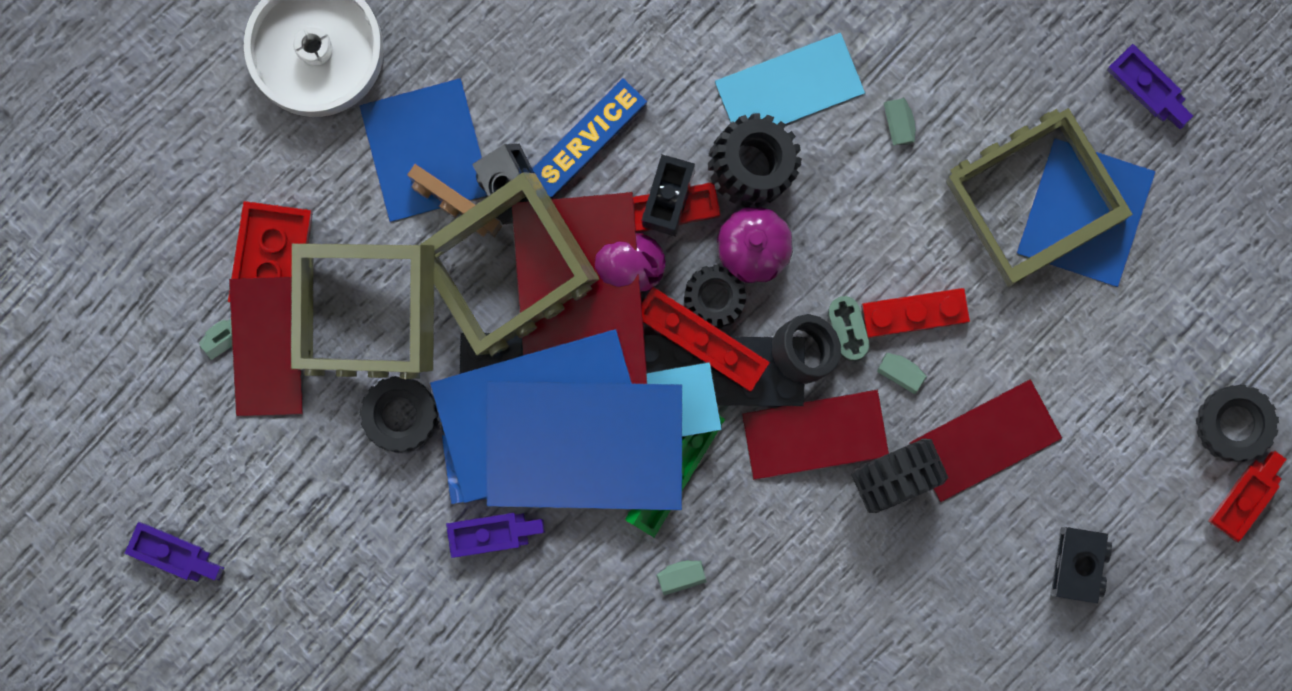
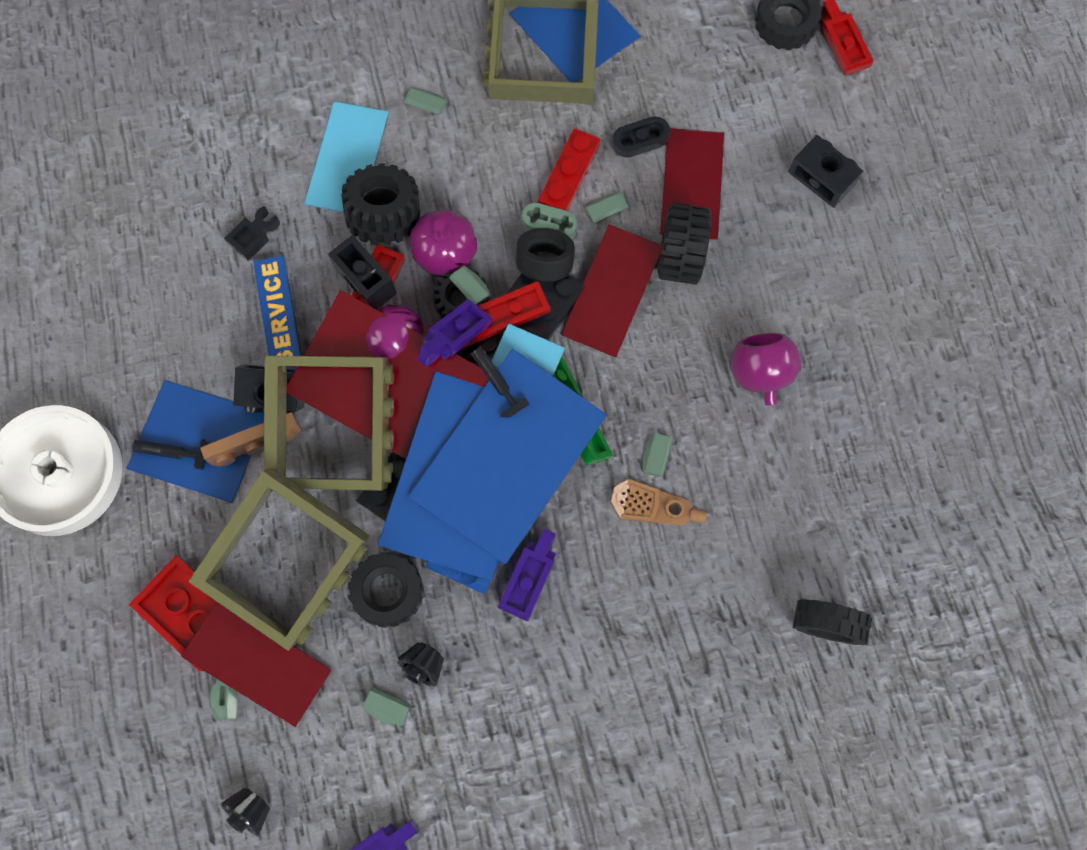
camera: 65 degrees left, 10 degrees down
(142, 425) = (246, 811): none -> black piece
(301, 483) = (386, 707): none -> sand green piece
(354, 490) = (421, 664): none -> black piece
(399, 135) = (170, 451): none -> black piece
(634, 608) = (658, 506): none -> medium nougat piece
(640, 394) = (498, 382): none -> black piece
(643, 56) = (250, 237): none -> black plate
(661, 322) = (453, 332): none -> dark purple hinge
(727, 301) = (470, 285): none -> sand green piece
(828, 634) = (766, 364): none -> magenta piece
(998, 358) = (639, 136): none -> black plate

